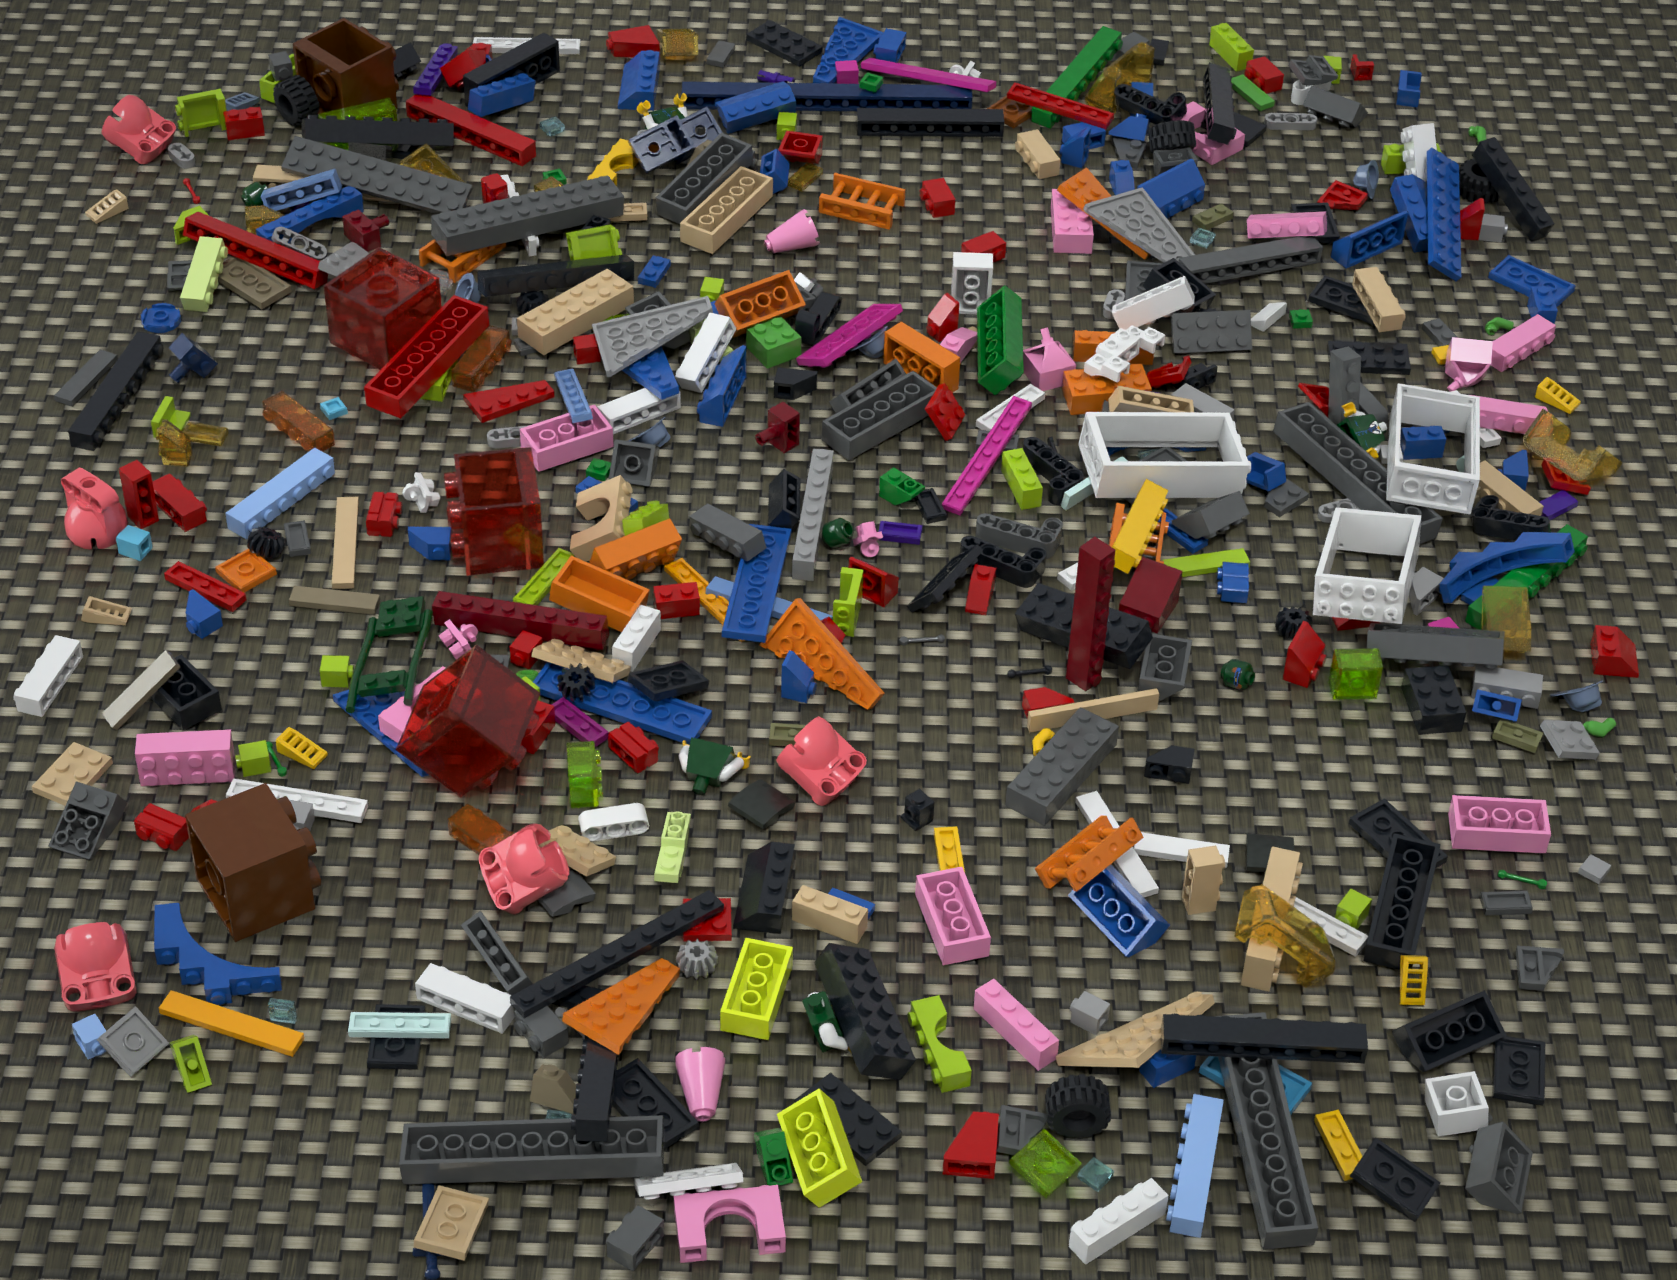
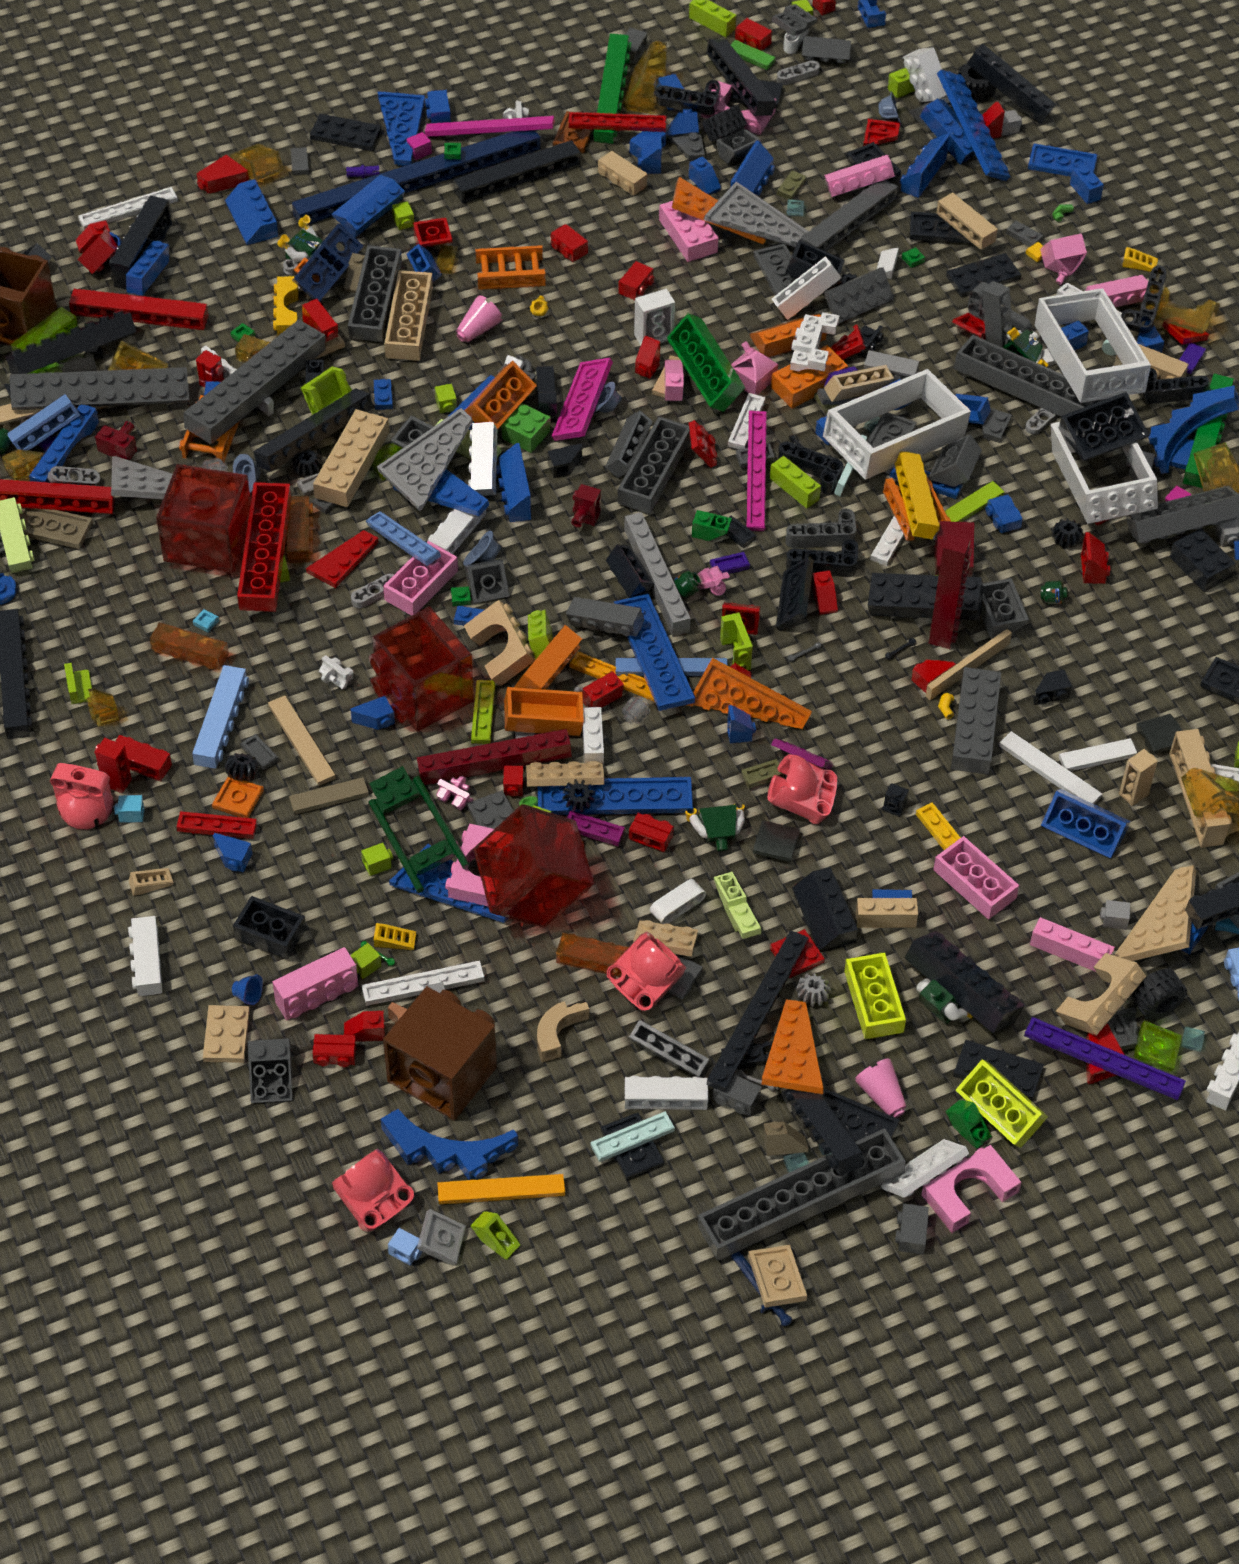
camera: 25 degrees left, 10 degrees up
(121, 741) = (248, 989): none -> blue piece
(141, 690) = (240, 940): tile -> none
(191, 357) = (61, 620): dark blue brick -> none
(206, 433) = (115, 684): clear yellow tile -> none
(282, 1010) = (535, 1162): clear light blue tile -> none
(383, 514) = (317, 703): red brick -> none
(398, 887) = (553, 1022): none -> tan arch
(432, 74) = (70, 261): dark purple plate -> none
(552, 126) = (204, 282): clear light blue tile -> none
(584, 774) = (633, 872): clear neon green brick -> none
(586, 349) = (379, 489): red brick -> none
(630, 184) = (317, 317): none -> red slope
(668, 680) = (643, 765): black plate -> none
(700, 629) = (636, 710): none -> clear head
(842, 726) = (808, 756): none -> magenta tile
(867, 243) = (539, 306): none -> yellow animal
(922, 356) = (655, 400): orange brick -> none
(948, 1066) = (1042, 998): lime arch -> none
(970, 1149) = (1105, 1058): none -> dark purple tile
(982, 1095) = (1094, 1014): none -> tan arch
(1089, 853) = (1033, 781): orange fence -> none
(1110, 301) = (768, 294): light grey beam -> none
(1160, 52) = (653, 34): black tile -> none
(1355, 673) = (1139, 560): clear neon green brick -> none
(1384, 520) = (1103, 427): none -> black slope
(1477, 131) = (947, 34): bright green arm -> none
(1521, 342) = (1090, 218): bright pink brick -> none
(1547, 407) = (1149, 299): none -> black beam

